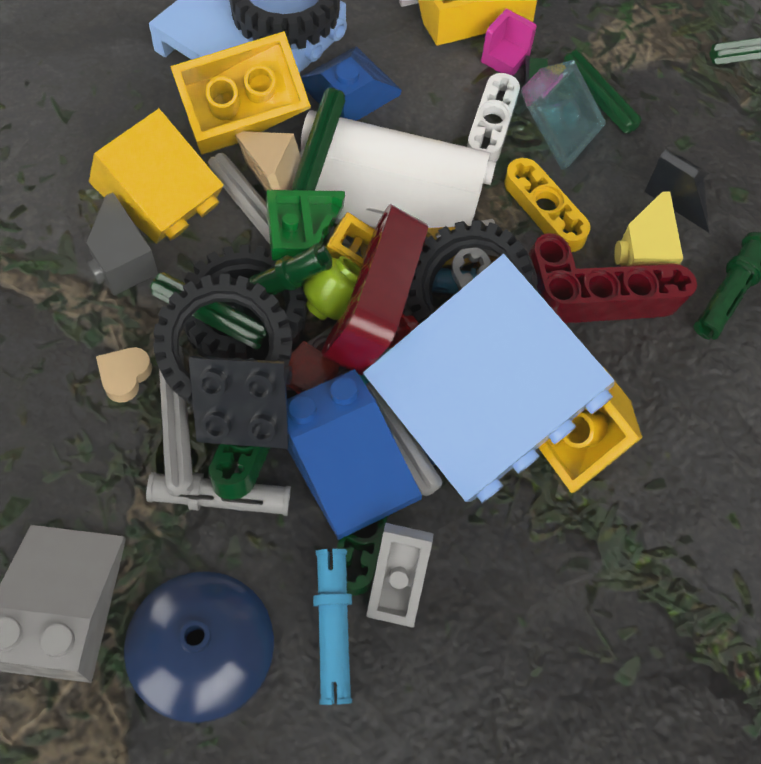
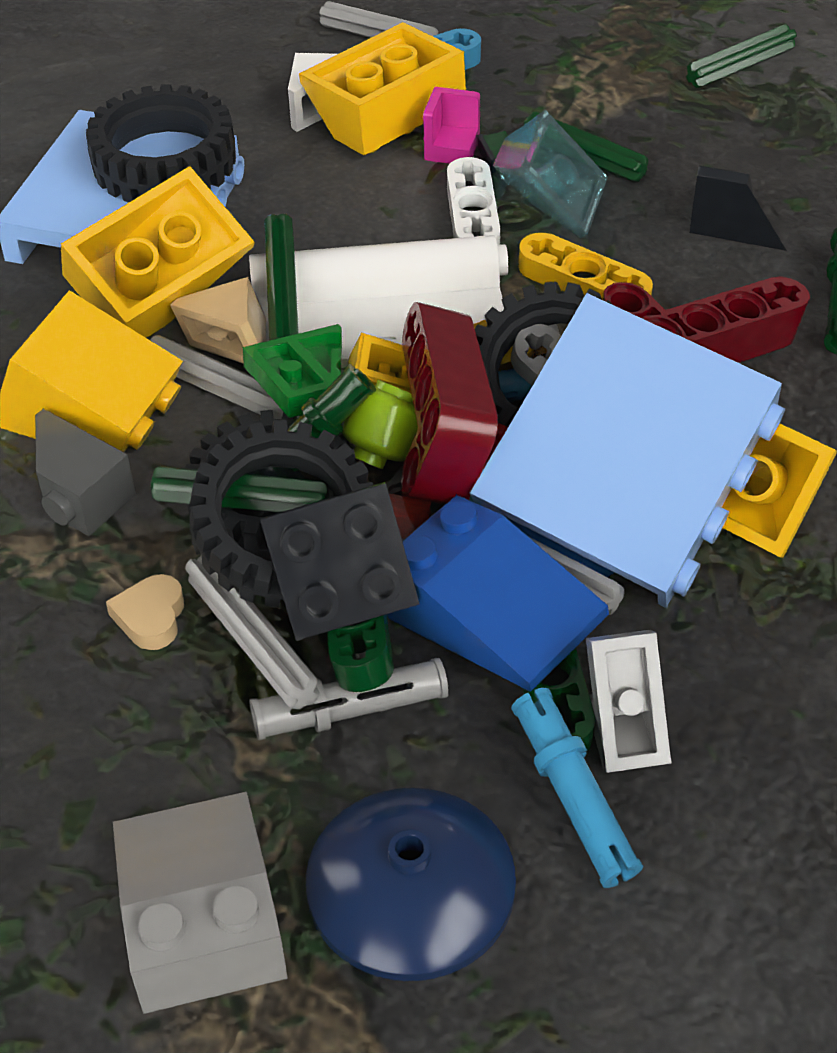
camera: 15 degrees left, 15 degrees down
(358, 78) = (311, 218): blue slope -> none
(651, 236) = (727, 260): light yellow slope -> none

